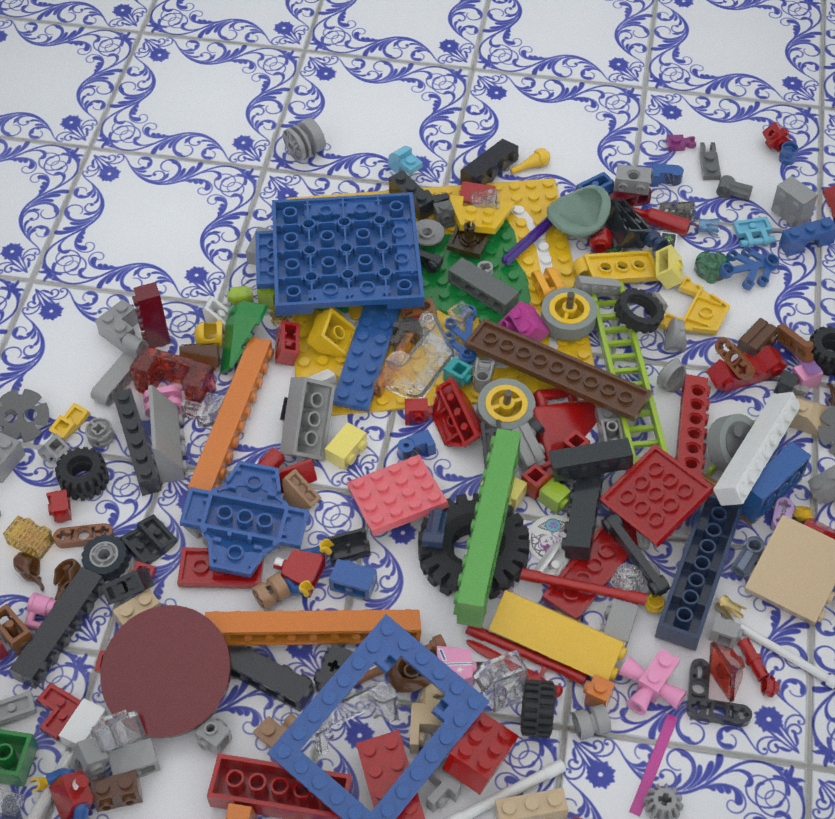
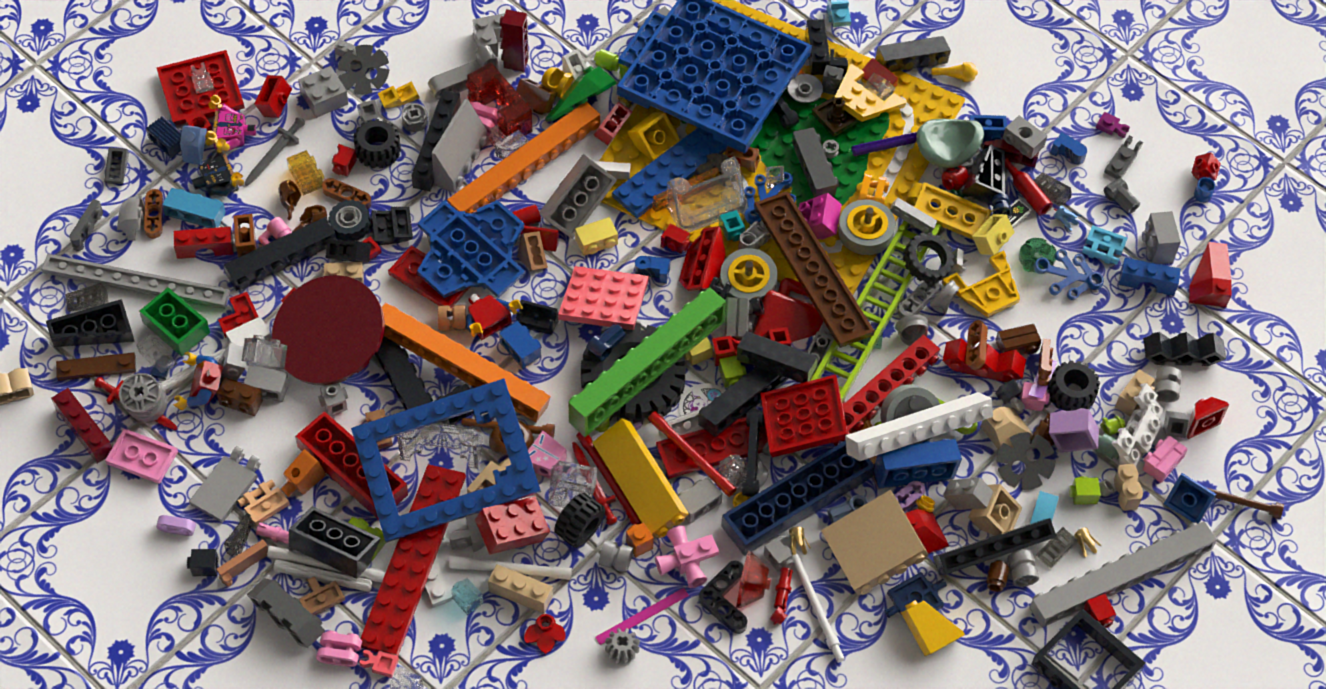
camera: 30 degrees right, 5 degrees up
(652, 356) = (916, 306): none -> light grey beam

